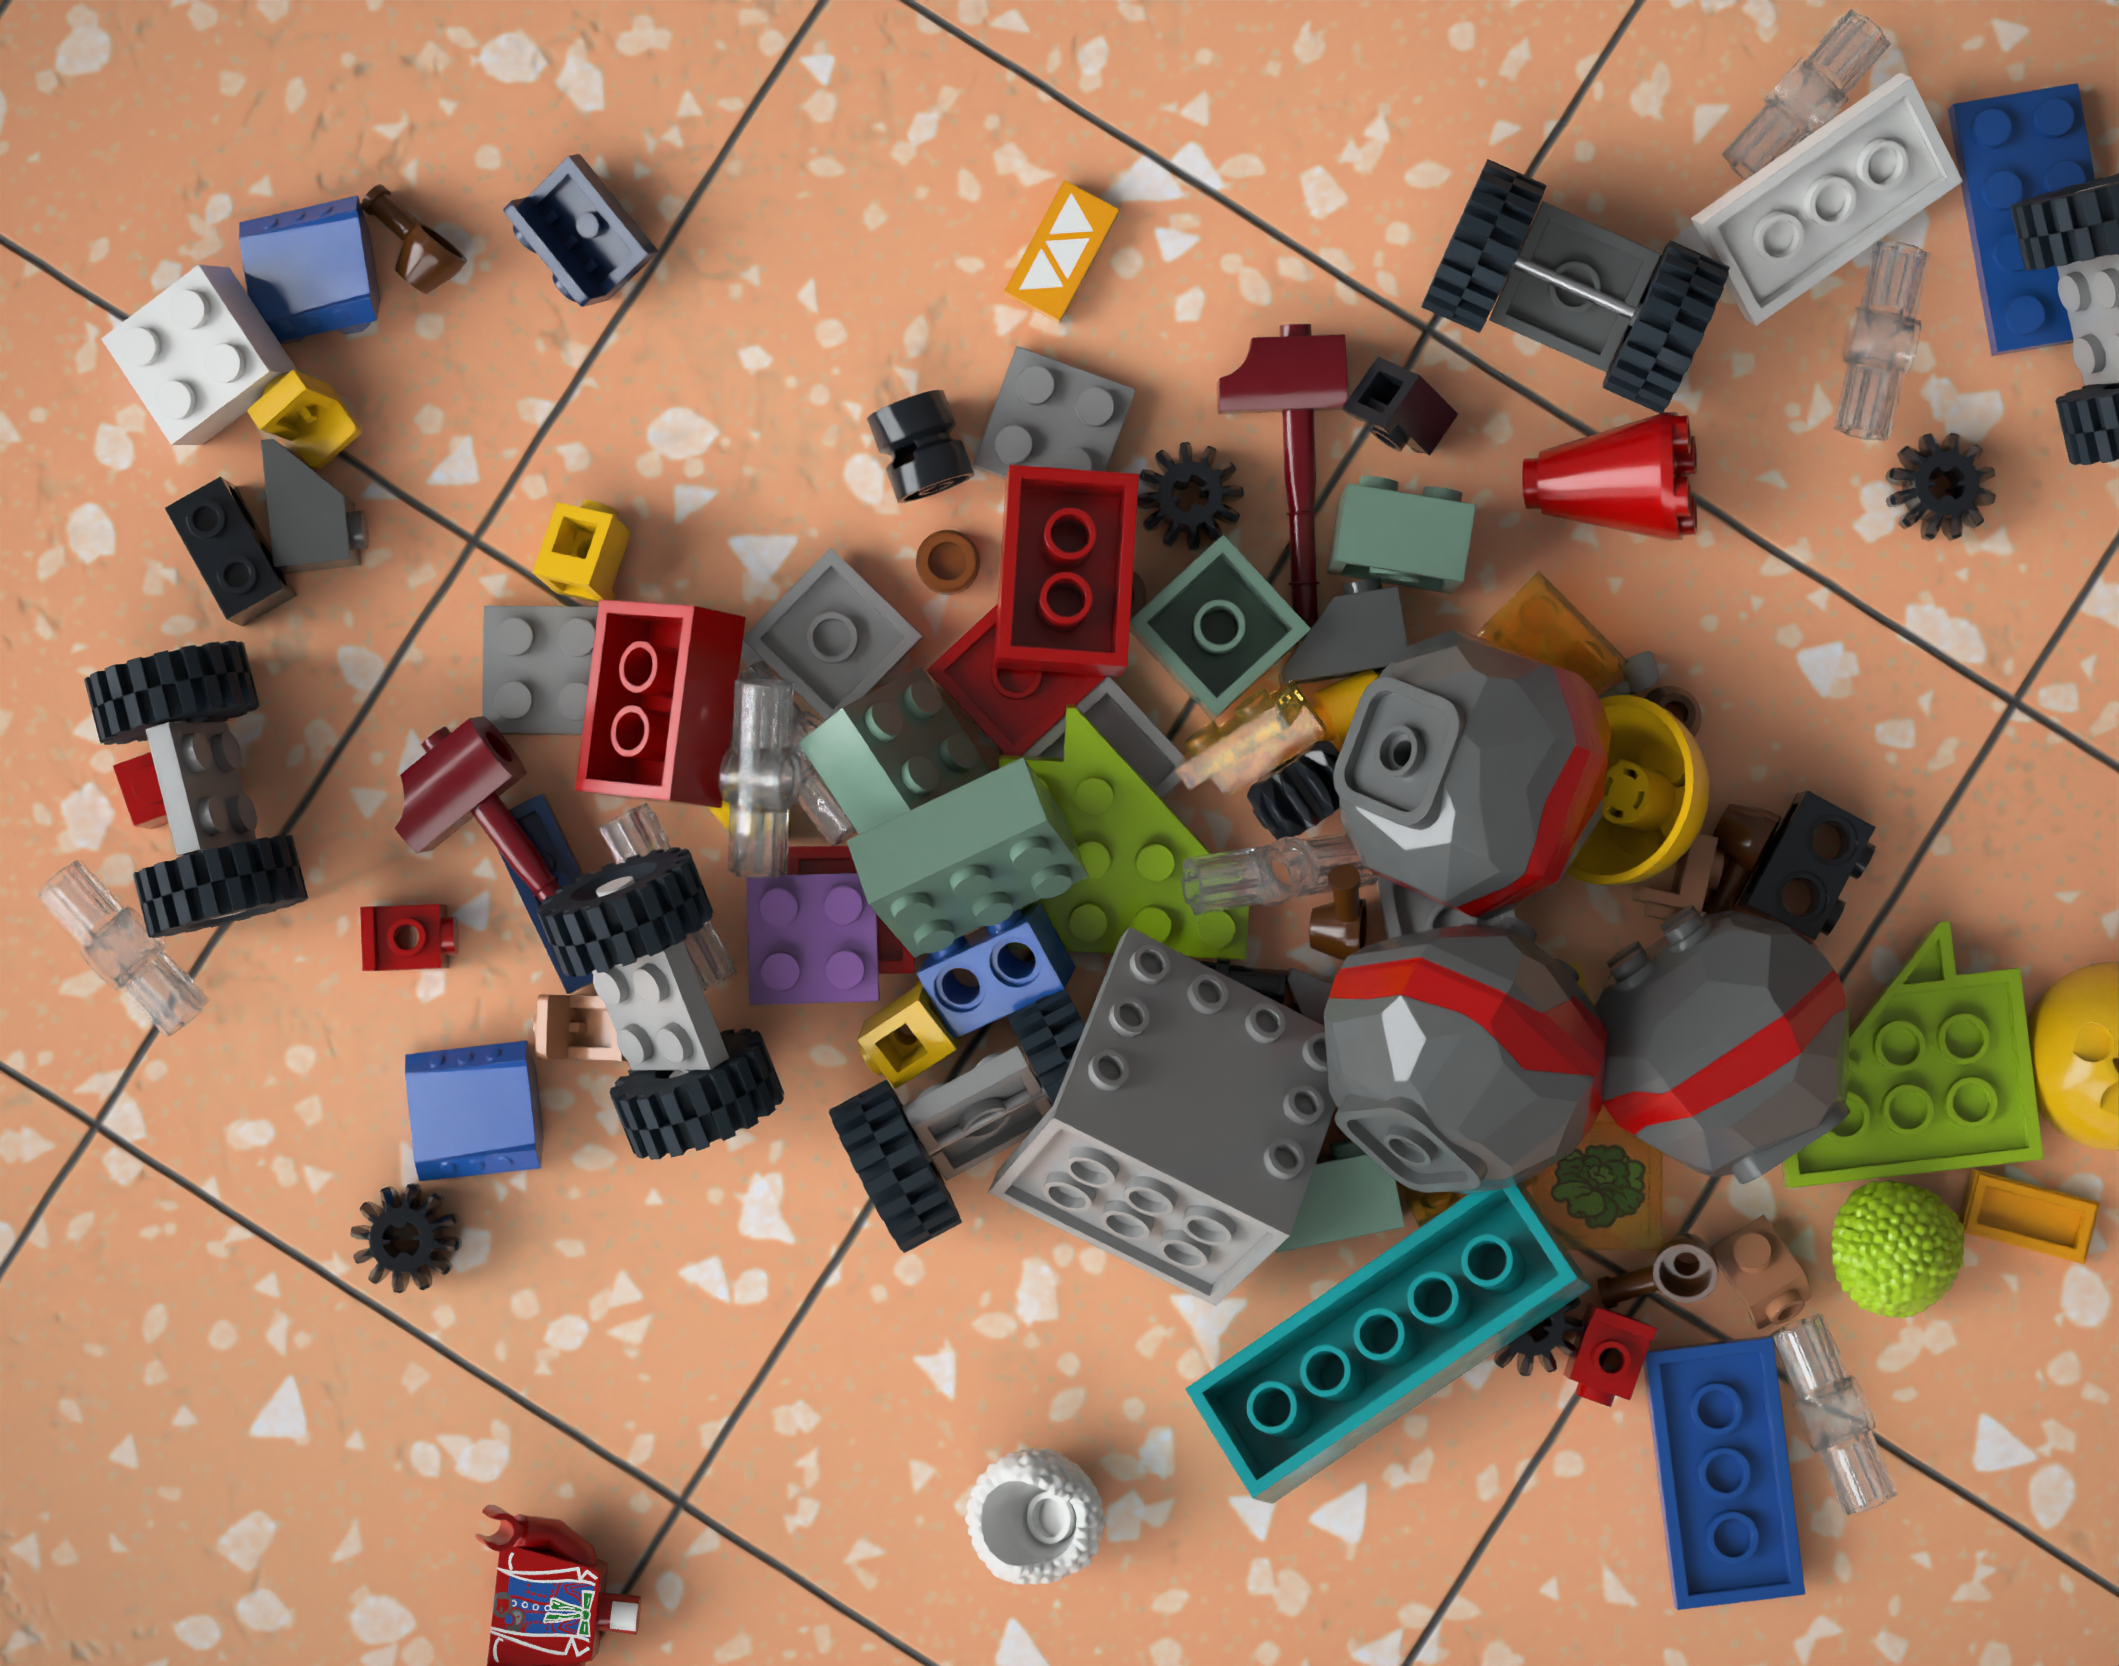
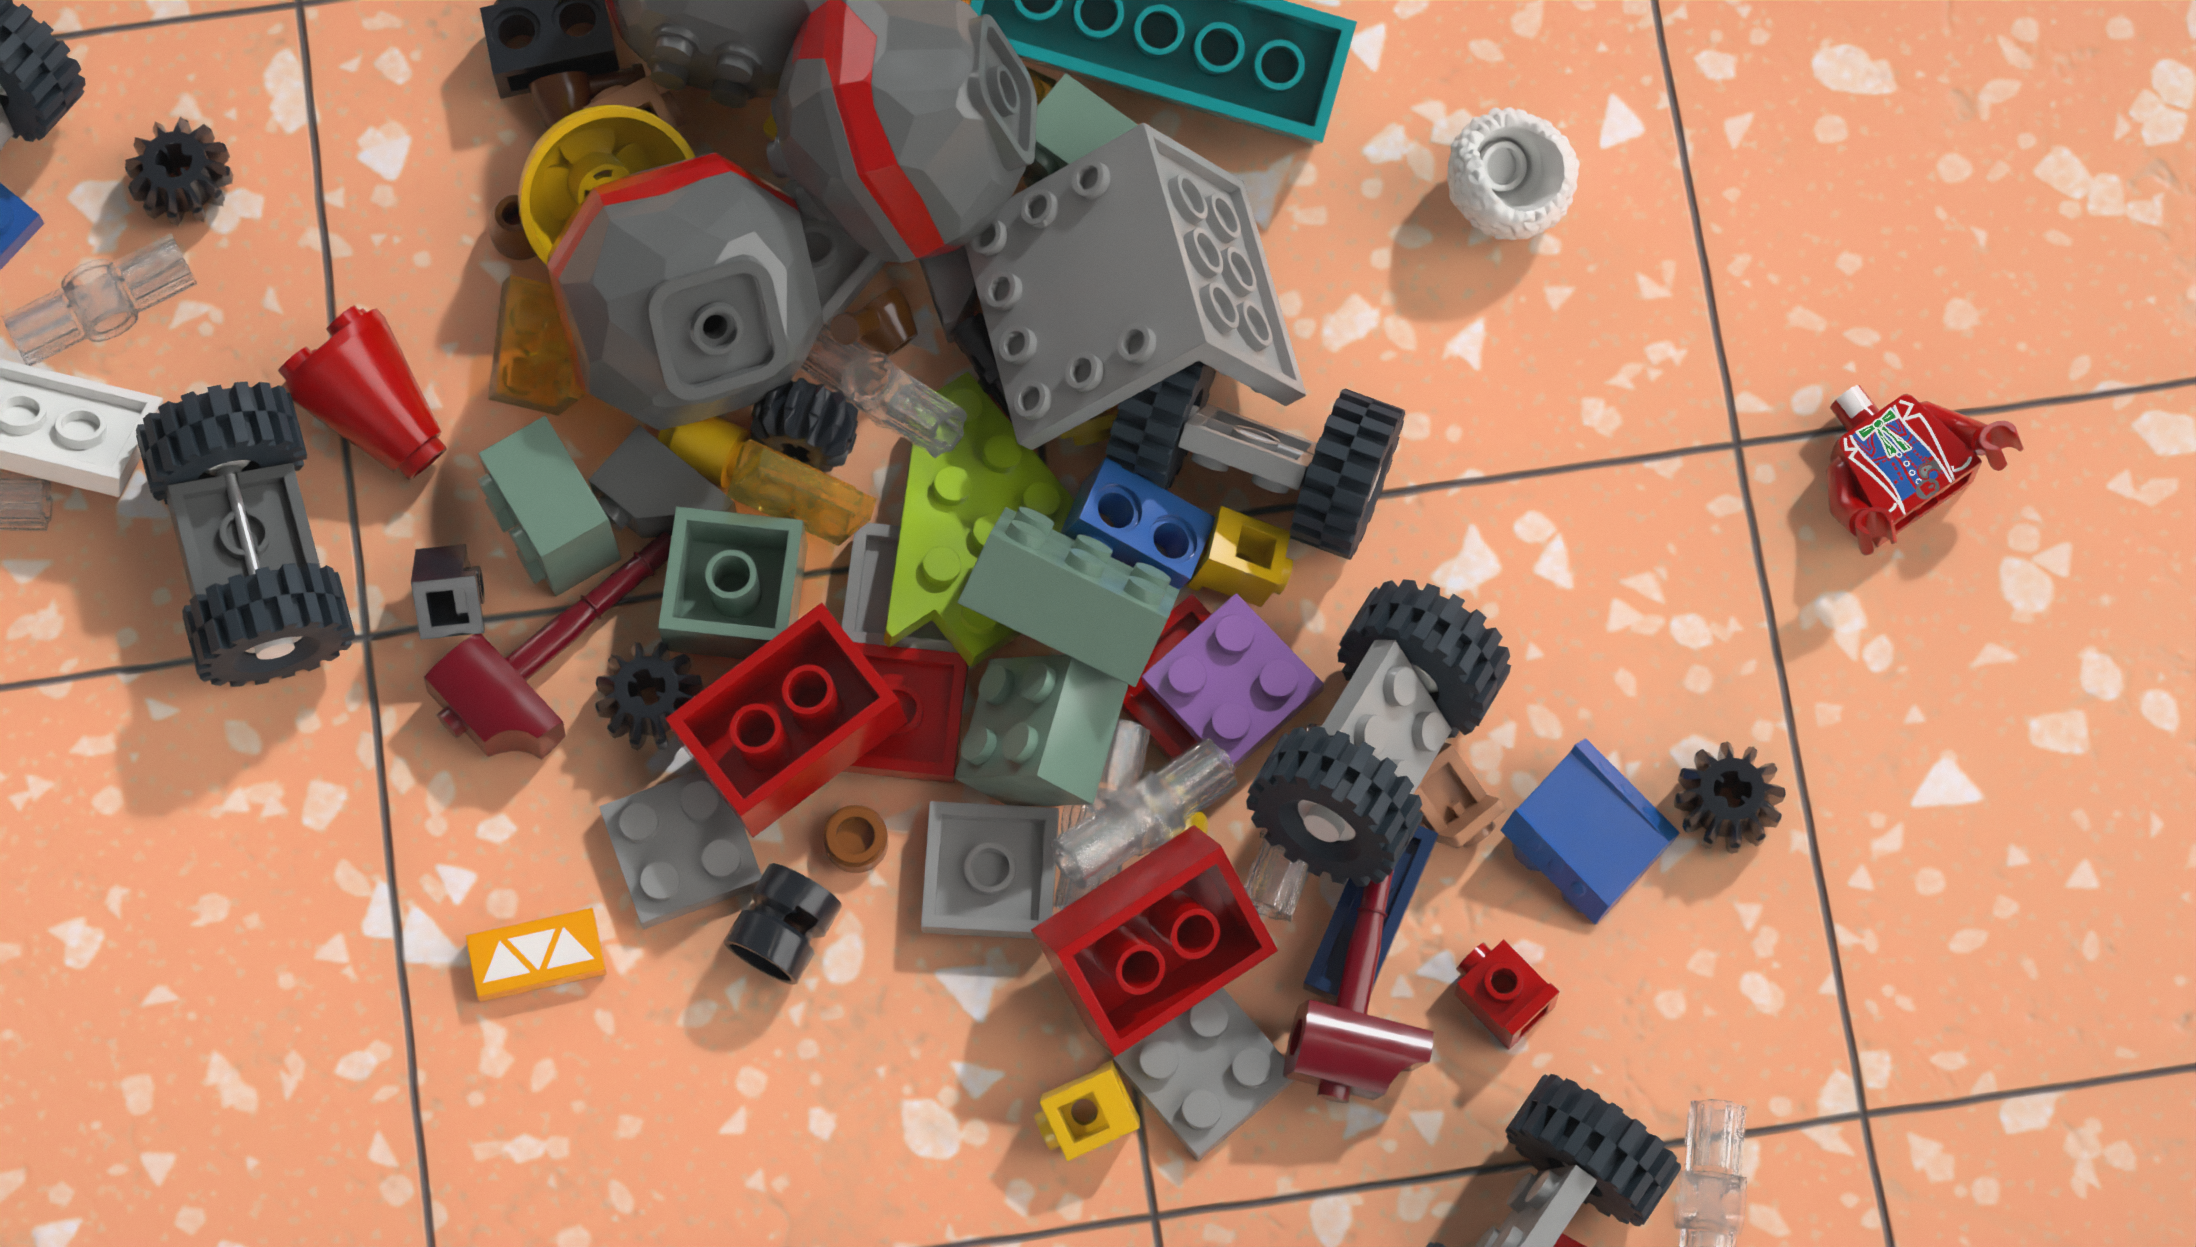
camera: 130 degrees left, 15 degrees down
(1639, 673) = (506, 263): light grey hand -> none

